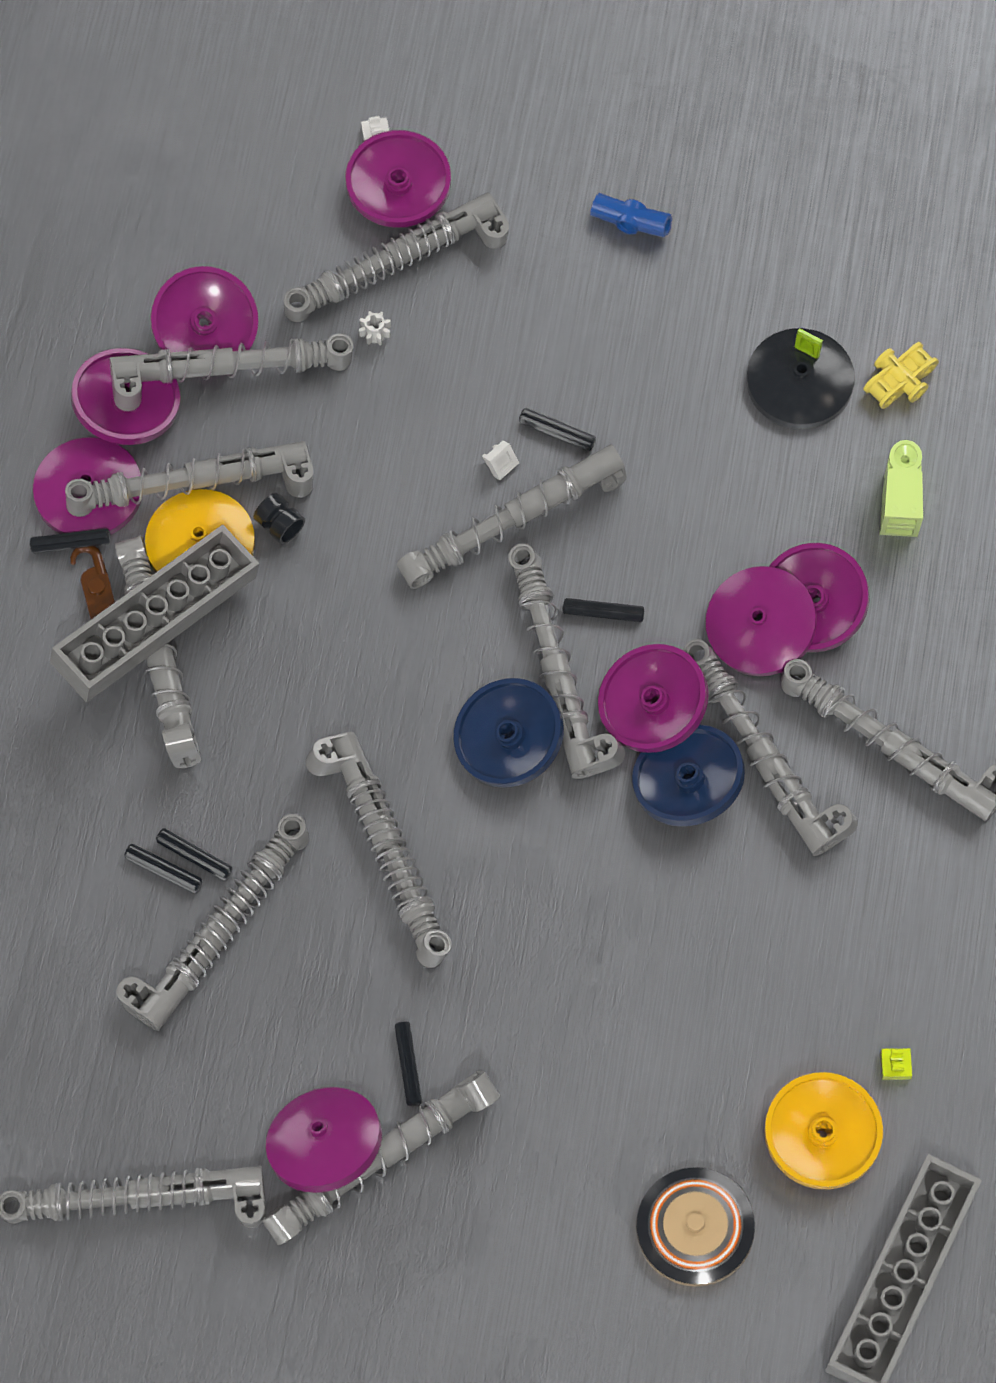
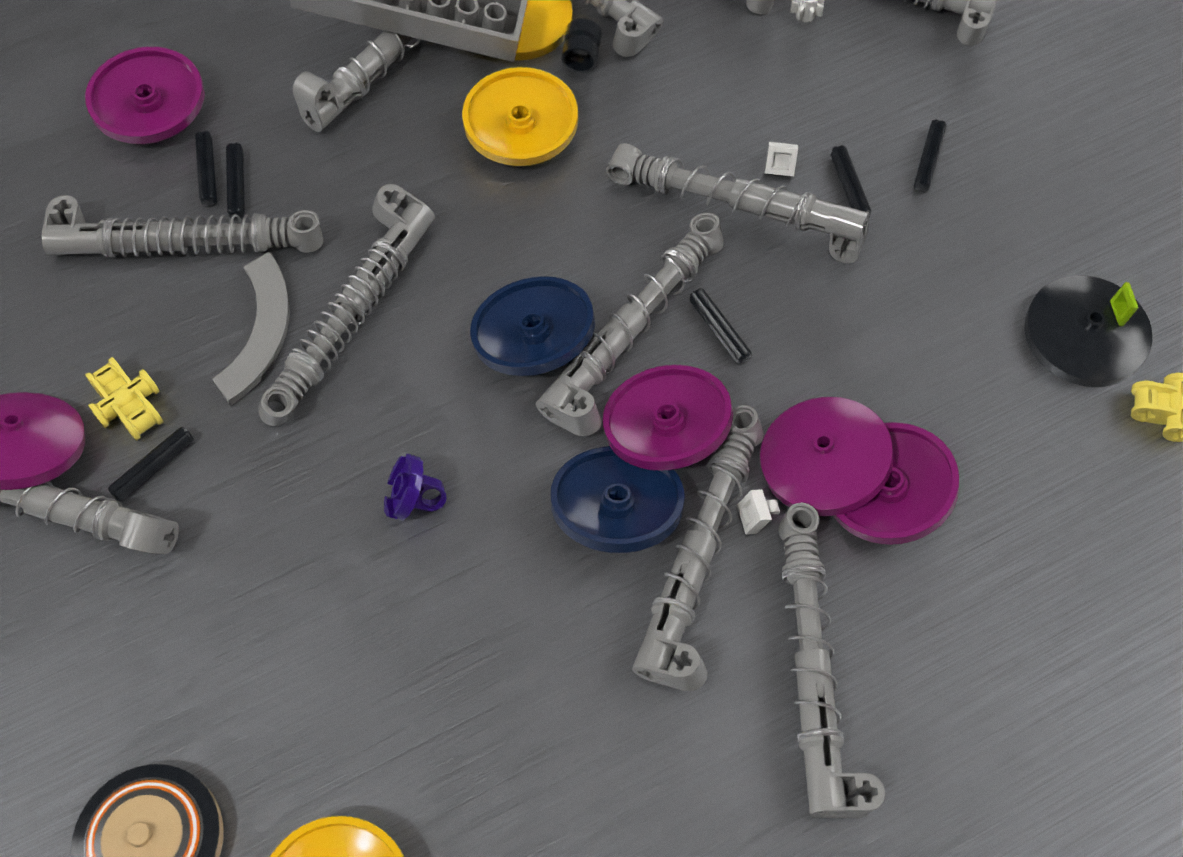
camera: 50 degrees right, 5 degrees down
(54, 844) = (145, 95): none -> magenta dish
(307, 589) = (520, 116): none -> yellow dish
(328, 1049) = (124, 398): none -> light yellow axle
(354, 913) = (267, 334): none -> light grey tile
(573, 903) = (409, 487): none -> dark purple tile
(579, 357) = (930, 155): none -> black axle
(631, 216) = (1090, 106): blue piece -> none
(764, 696) = (756, 511): none -> white tile
(902, 491) = (1068, 481): yellowish green piece -> none

